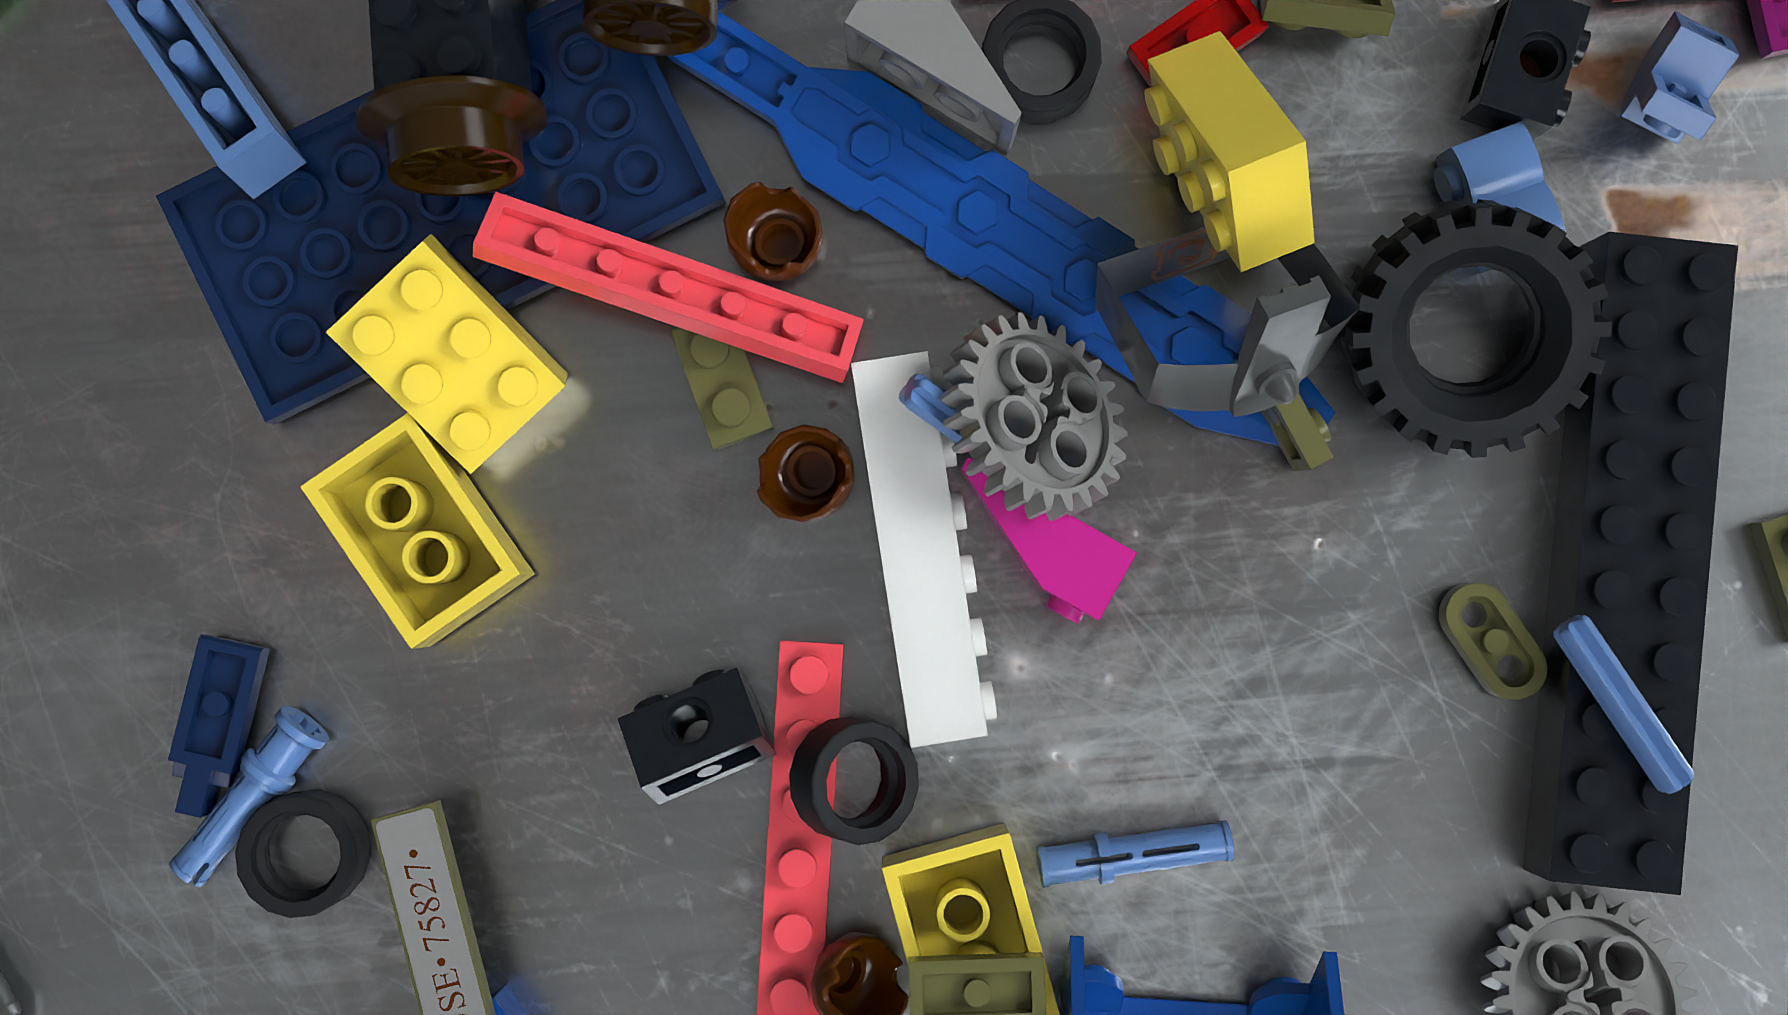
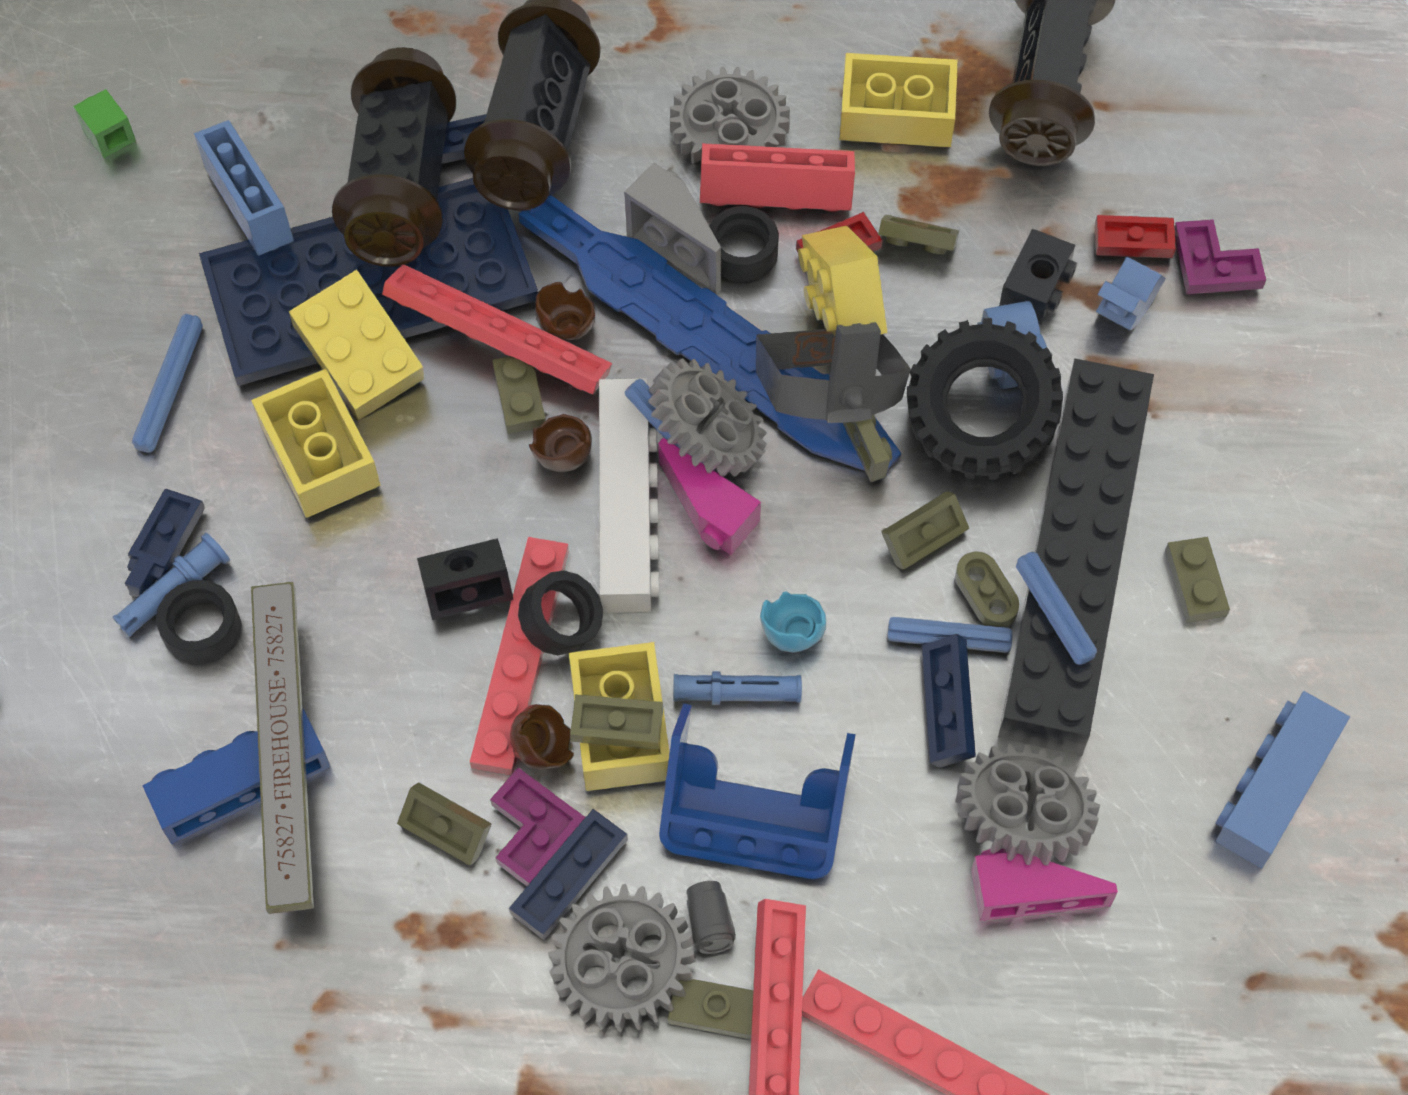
camera: 10 degrees right, 25 degrees down
(161, 435) = (167, 383): none -> medium blue axle
(1208, 739) = (793, 622): none -> medium azure hair
(1390, 551) = (925, 530): none -> olive plate
(1441, 720) = (927, 631): none -> medium blue axle
(1453, 837) = (948, 701): none -> dark blue plate

